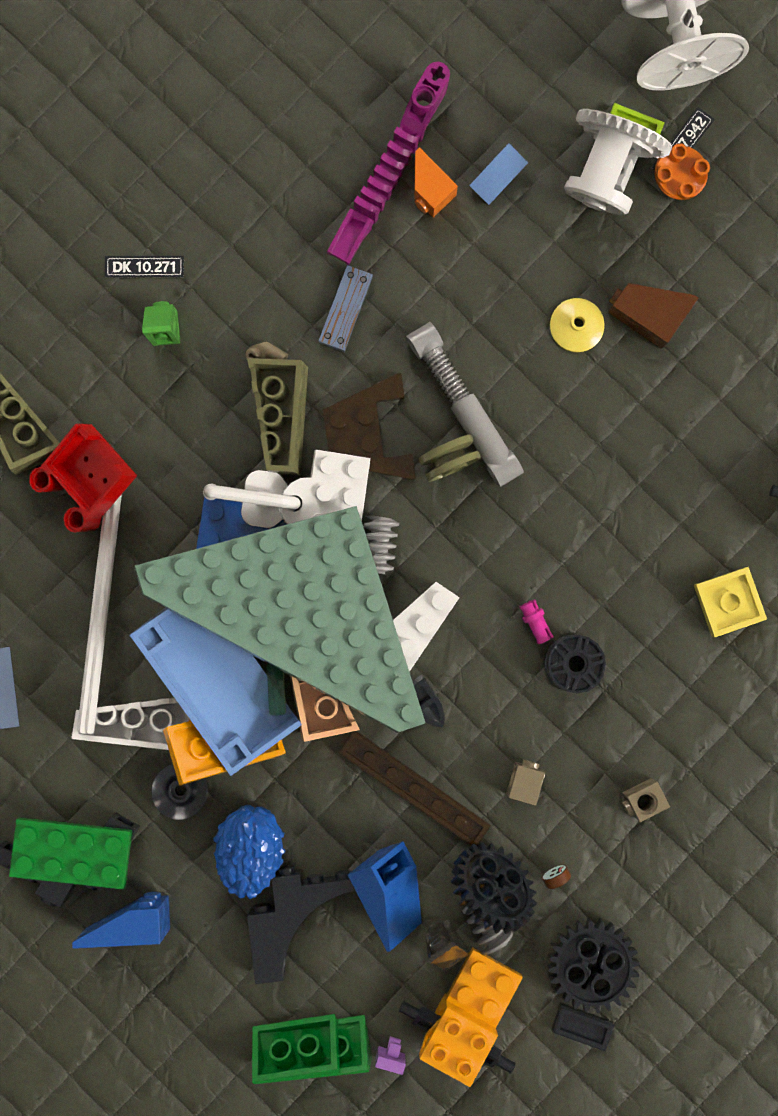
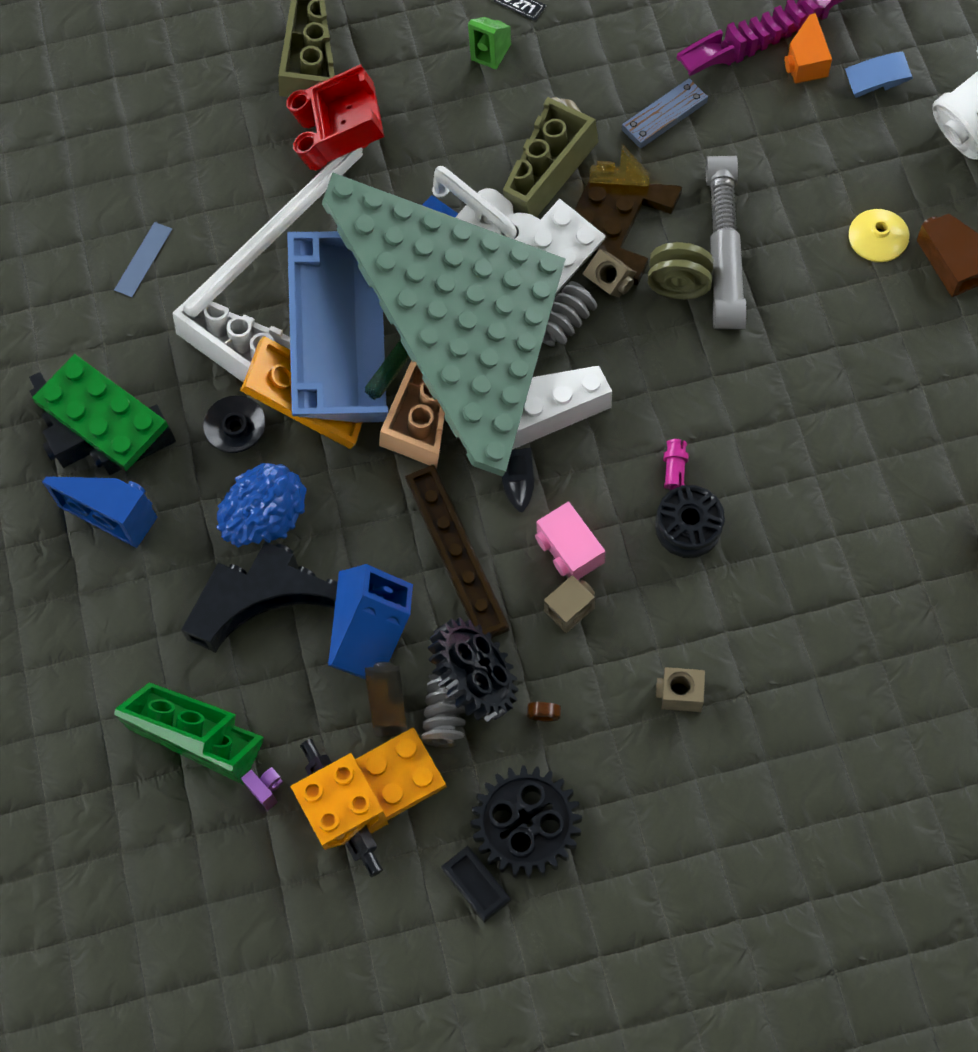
camera: 45 degrees right, 20 degrees down
(350, 388) = (628, 173): none -> clear yellow slope
(387, 498) = (598, 270): none -> dark tan brick
(498, 737) = (569, 542): none -> bright pink brick
(730, 602) = (886, 552): light yellow plate -> none

